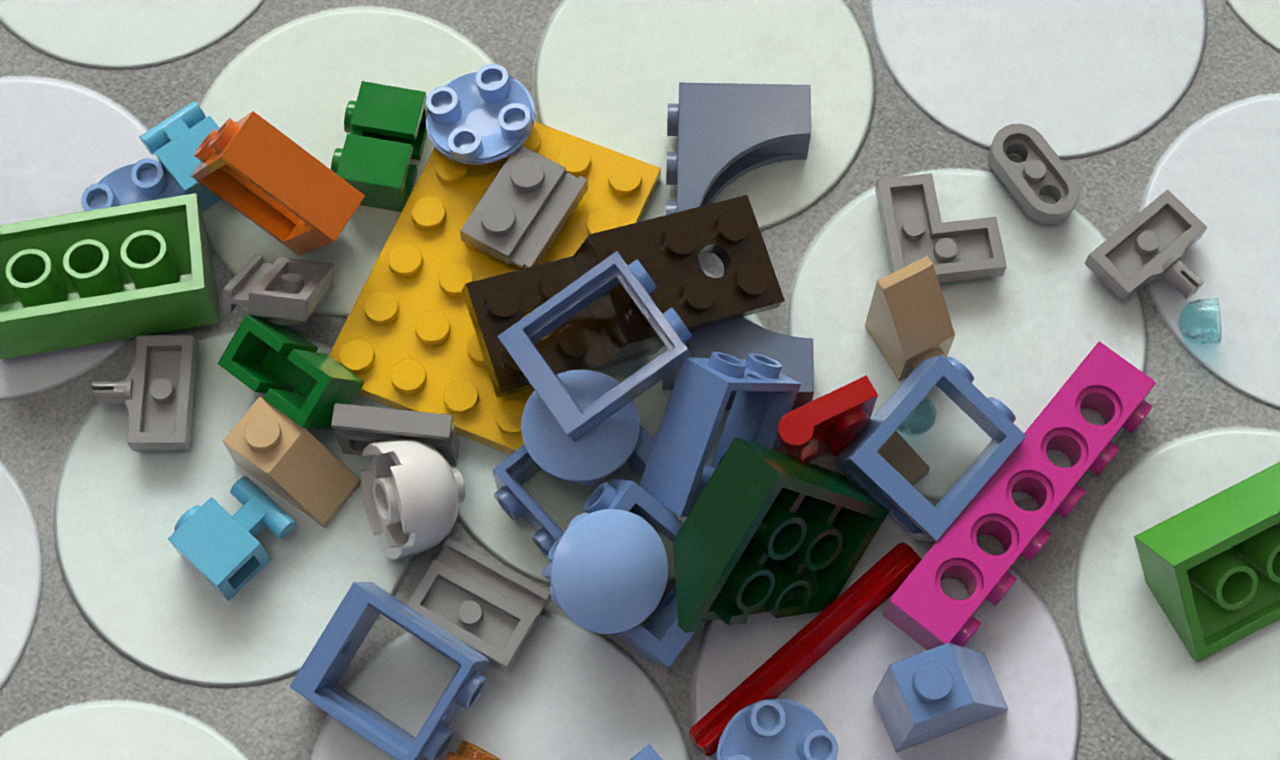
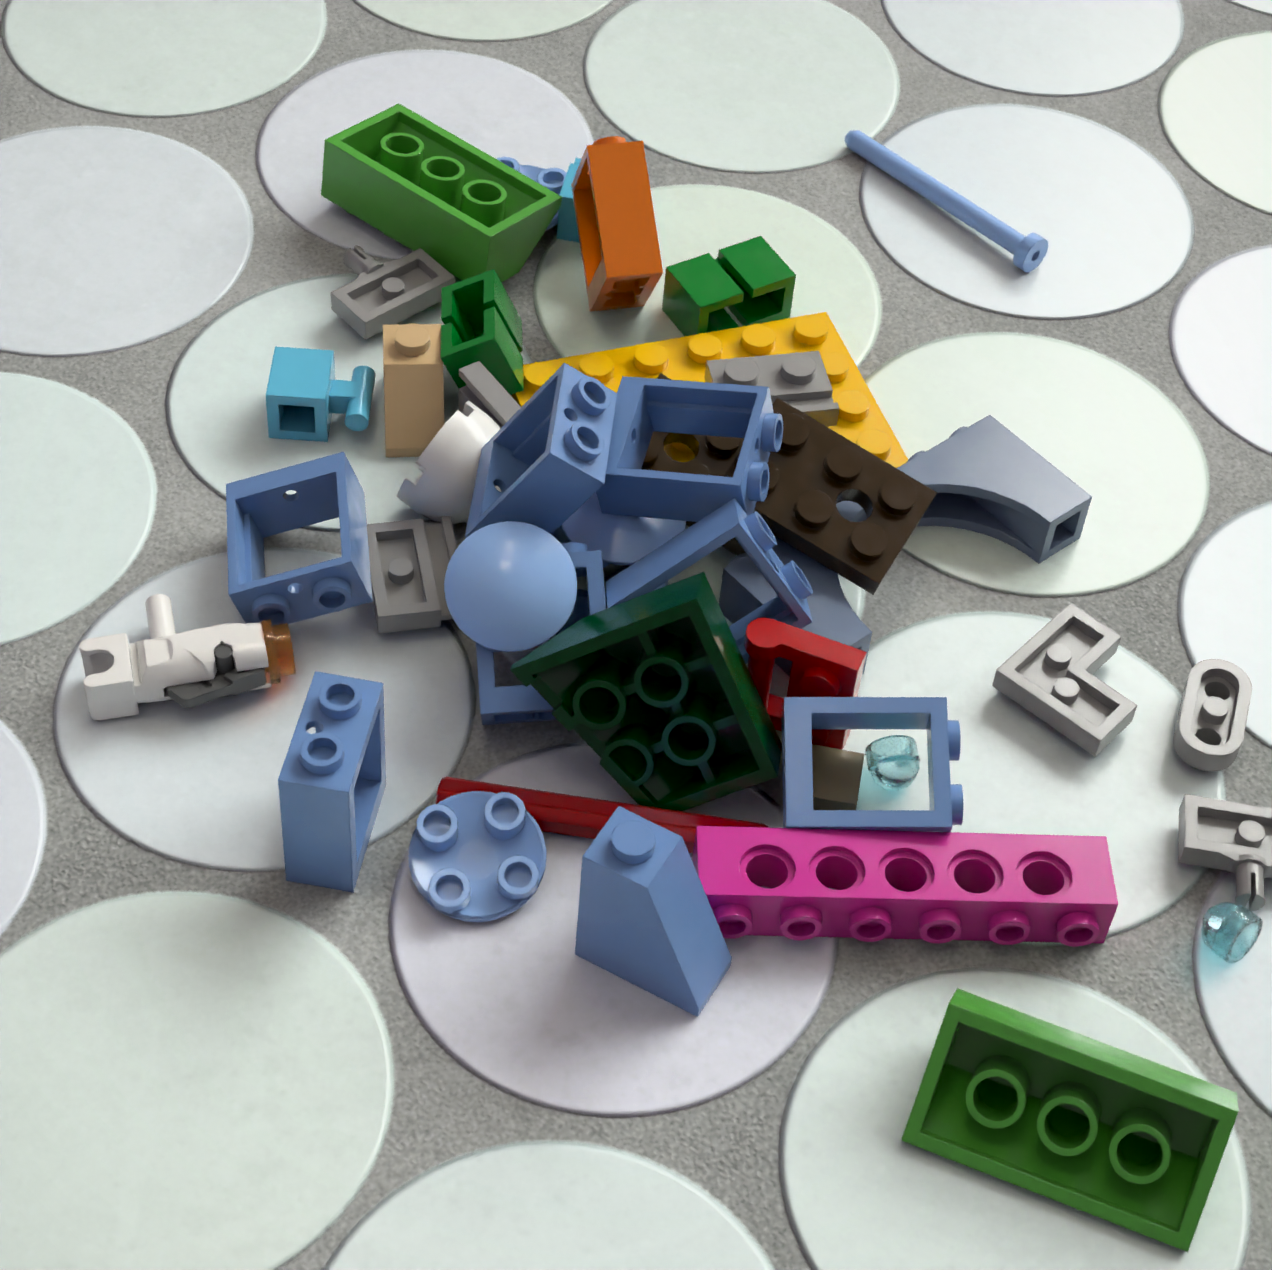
camera: 45 degrees right, 20 degrees down
(280, 291) = (542, 293): light grey plate -> none
(476, 470) = (546, 455): none -> medium blue window
(480, 116) = (815, 316): light blue dish -> none
(910, 317) = (974, 679): tan slope -> none

